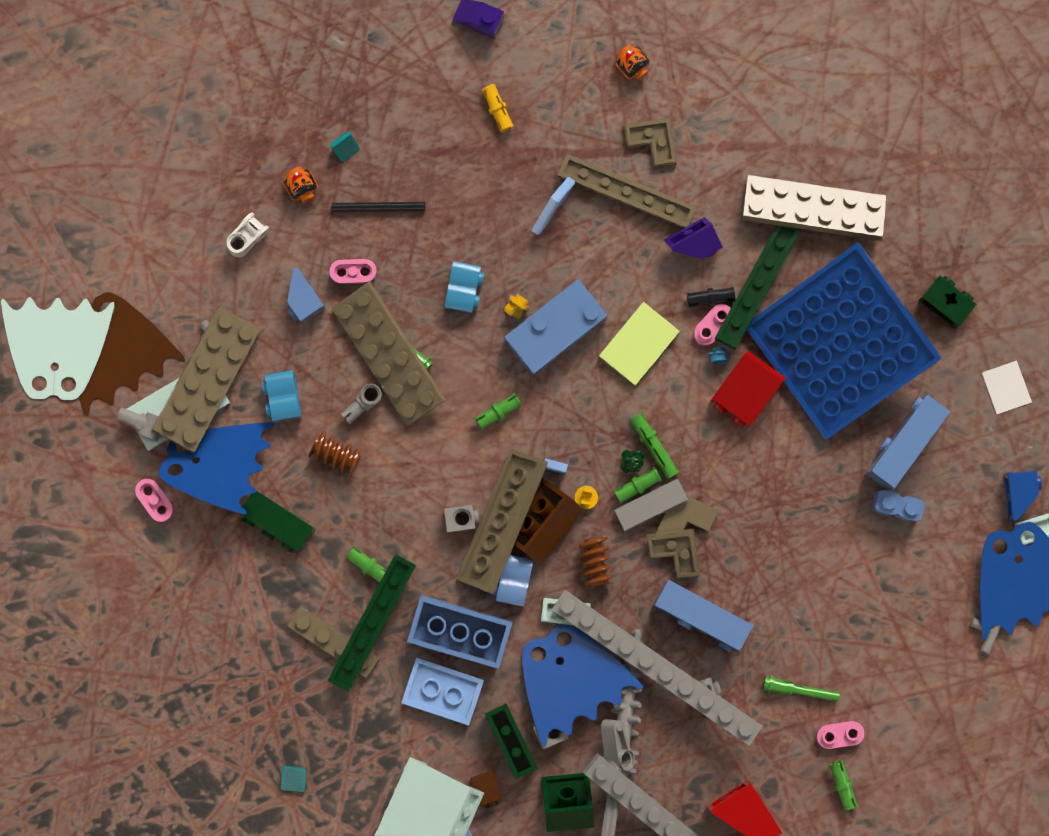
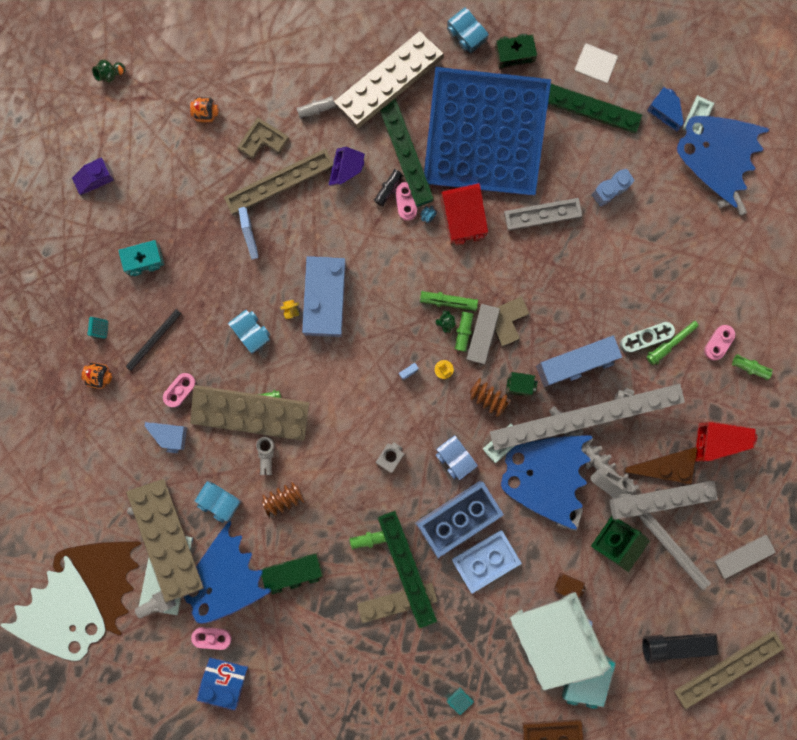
camera: 50 degrees left, 0 degrees up
(123, 546) = (222, 683): none -> blue slope
(247, 234) = (96, 435): white piece -> none
(436, 118) = (131, 255): none -> teal brick
(497, 108) = (158, 214): yellow pin -> none
(498, 411) = (344, 377): bright green pin -> none
(502, 521) = (414, 433): dark tan plate -> none
(511, 740) = (554, 546): dark green brick -> none
(546, 521) = (434, 409): reddish brown slope -> none
(633, 580) = (521, 384): none -> dark green brick
(639, 343) = (378, 255): yellowish green tile -> none
(681, 546) = (523, 338): dark tan tile -> none
(681, 790) = (672, 467): none -> reddish brown wing
(727, 163) = (316, 107): none -> light grey pin
(803, 664) = (662, 337): none -> light aqua beam
(814, 462) = (542, 214): none -> light grey plate
(907, 442) = (580, 147): medium blue brick -> none
(926, 240) = (467, 30): none -> dark azure brick
(958, 420) = (594, 109): none -> dark green plate

